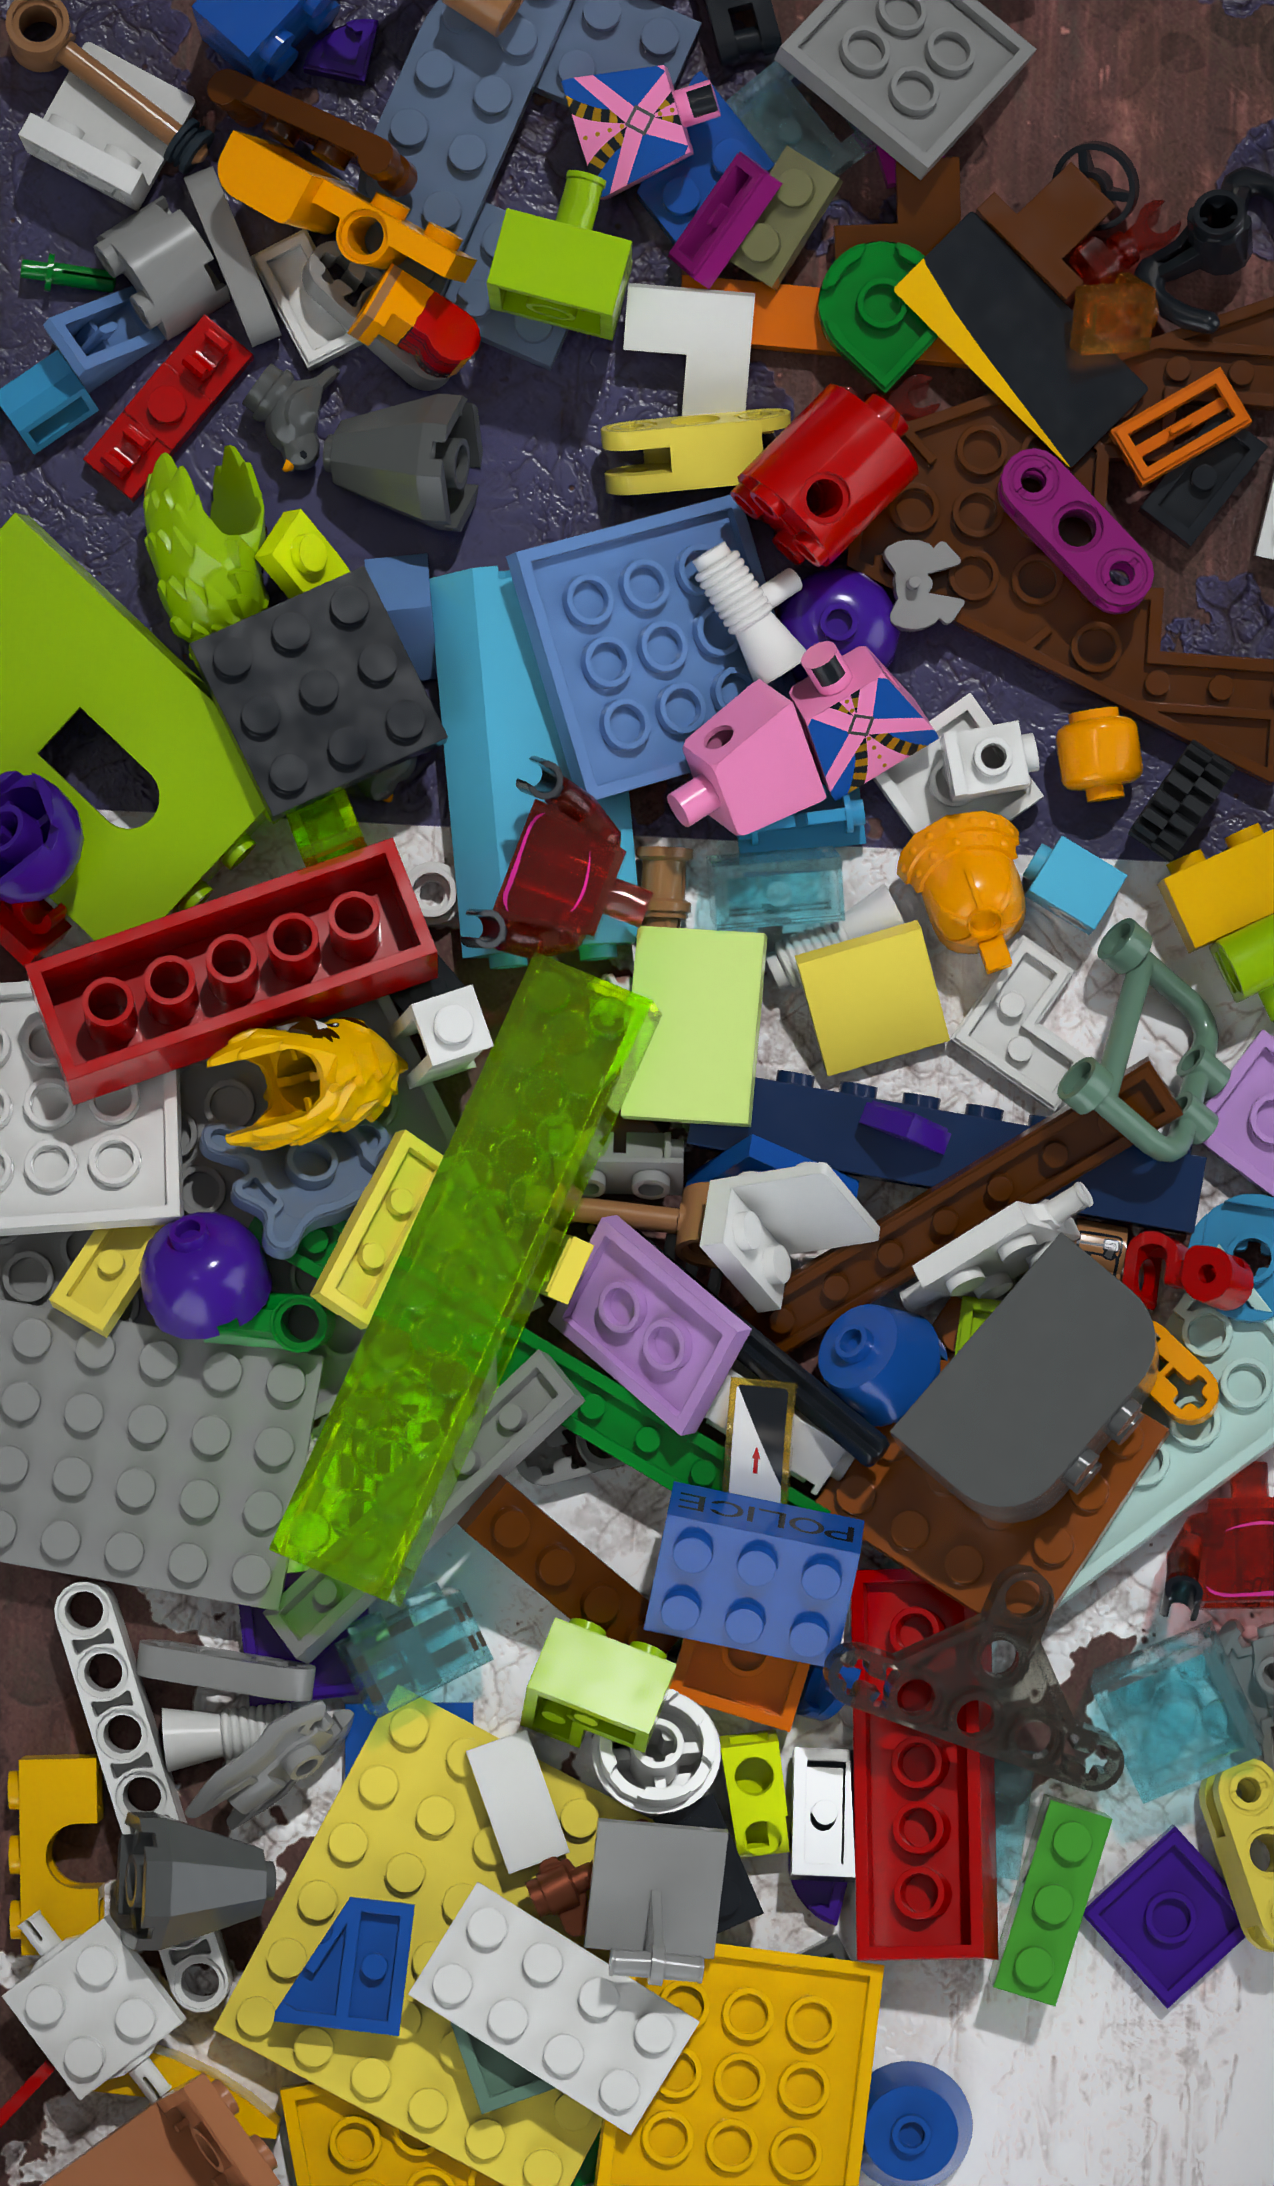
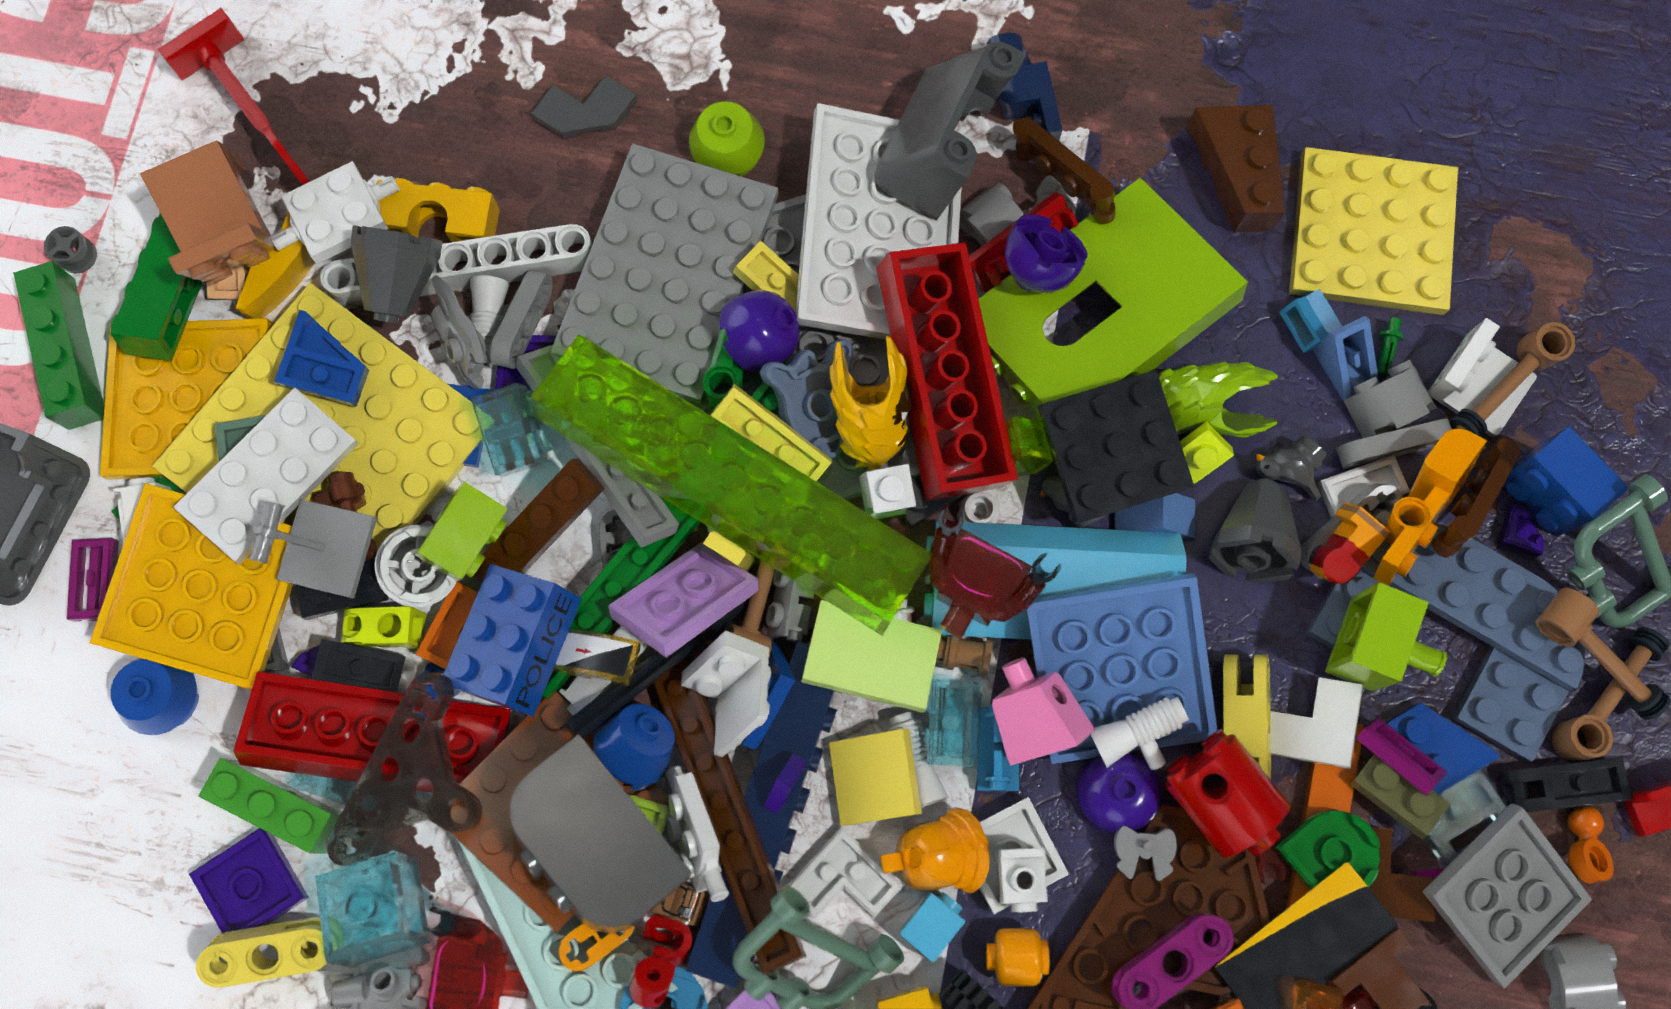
camera: 100 degrees right, 10 degrees down
(169, 407) = (1304, 397): red plate -> none
(517, 1801) = (405, 478): white tile -> none
(635, 122) = (1471, 704): torso -> none
(856, 716) = (1062, 793): bright pink torso -> none

